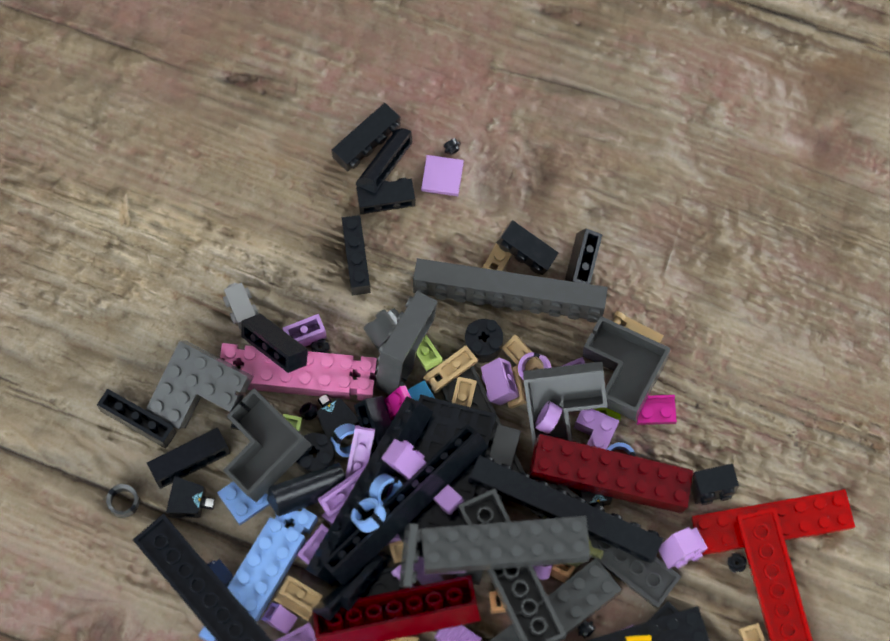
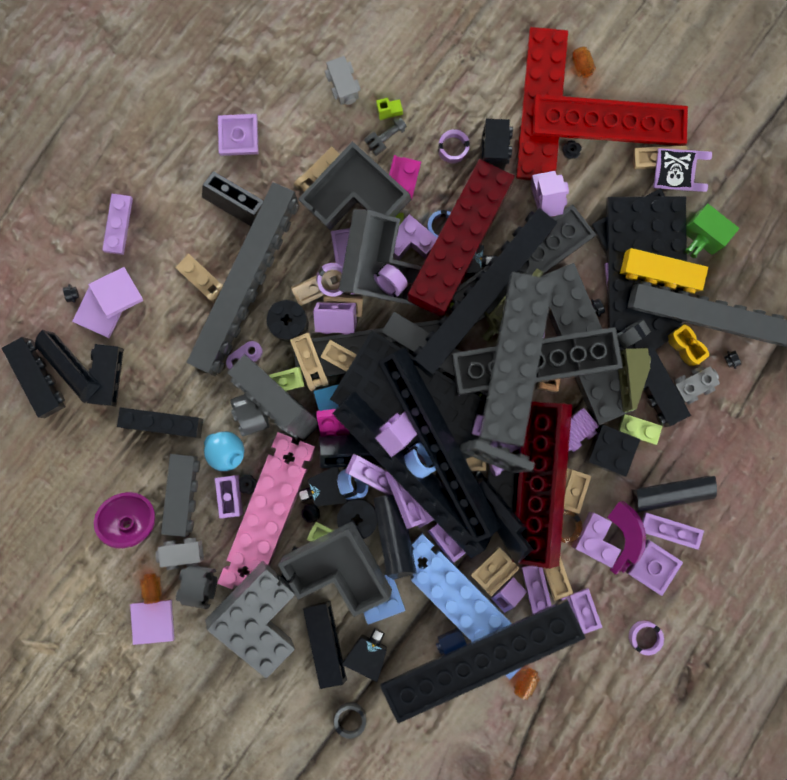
camera: 70 degrees left, 15 degrees up
(136, 418) = (270, 689): black brick -> none
(170, 299) = (152, 622): none -> lavender tile
(201, 289) = (150, 588): none -> clear orange brick
(214, 327) = (196, 586): none -> dark grey brick
(263, 242) = (120, 511): none -> magenta dish
(274, 343) = (234, 531): black brick -> none
(294, 290) = (180, 494): none -> dark grey brick
(345, 316) = (223, 451): none -> medium azure brick
(372, 522) = (453, 479): light blue piece -> none
(443, 310) = (245, 350): none -> lavender plate
(448, 500) = (448, 401): lavender brick -> none
(464, 184) = (115, 292): none -> lavender tile
(527, 248) = (204, 250): black brick -> none
(528, 168) = (117, 224): none -> lavender plate
(646, 249) = (238, 134): none -> lavender plate
(702, 435) = (457, 134): none -> lavender piece
(705, 391) = (378, 140): none -> dark grey hinge
(716, 377) = (388, 109): none -> lime piece
(724, 330) = (345, 87): none -> light grey brick
(828, 550) = (583, 62): none -> clear orange brick

